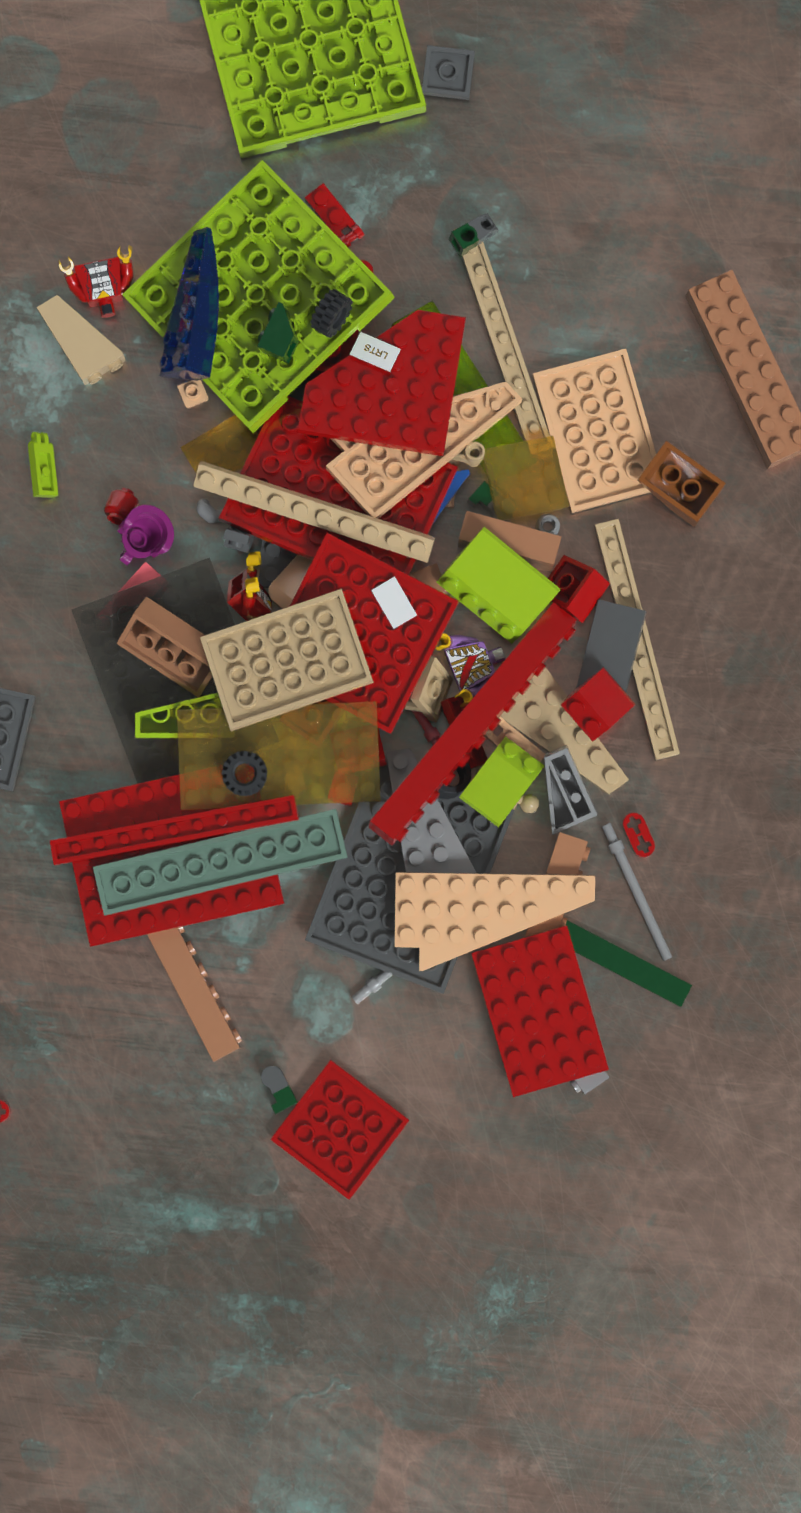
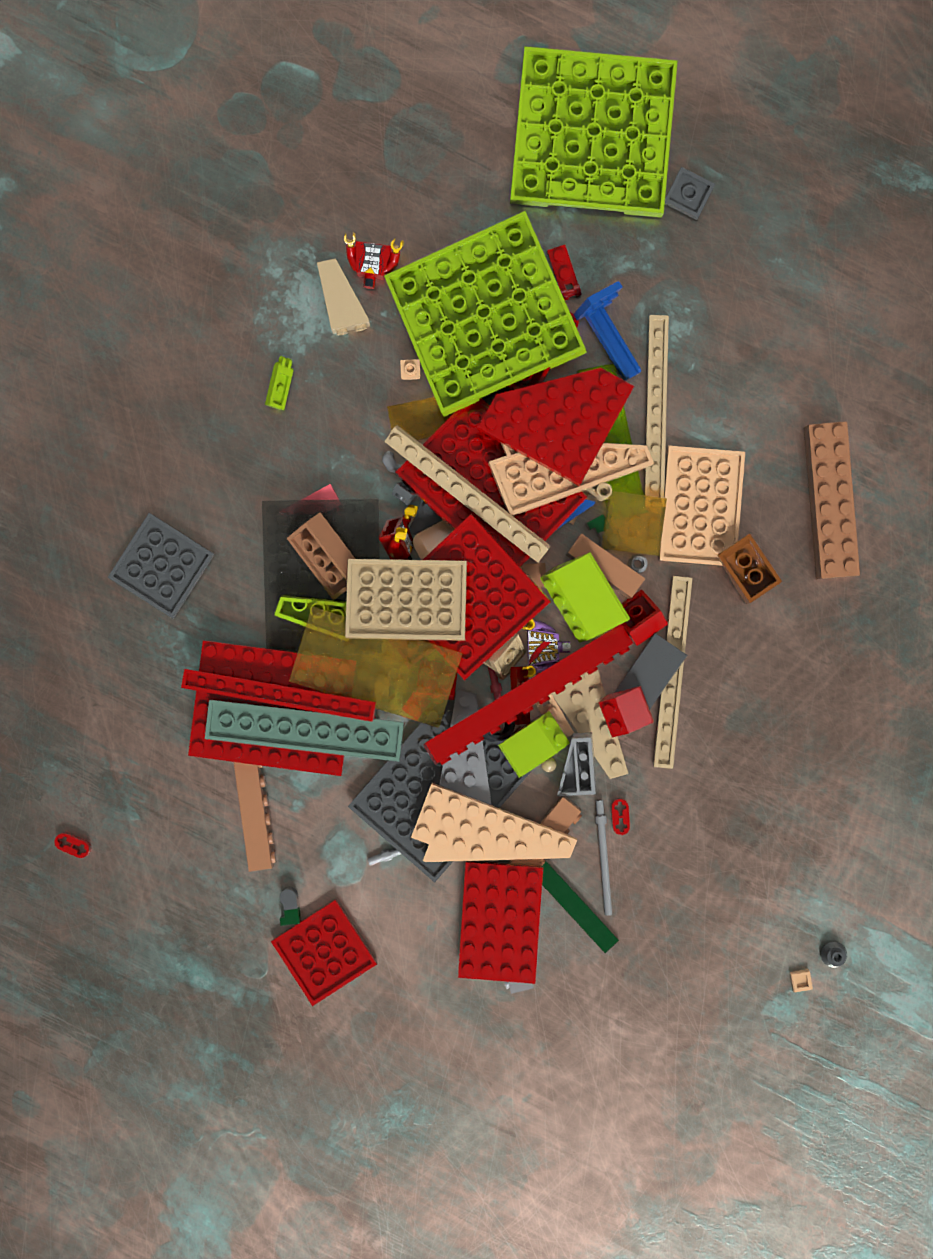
camera: 25 degrees right, 5 degrees up
(120, 504) = (327, 435): red head -> none
(145, 533) = (337, 462): magenta helmet -> none
(194, 315) = (431, 312): clear blue wedge -> none
(233, 762) = (340, 684): black tyre -> none
(279, 337) = (490, 351): dark green slope -> none
(331, 313) = (534, 349): black tyre -> none
(375, 351) = (556, 388): white sticker -> none
(386, 248) = (606, 331): none -> blue bracket
(394, 602) = (502, 585): white sticker -> none
(472, 234) = (662, 324): leg -> none

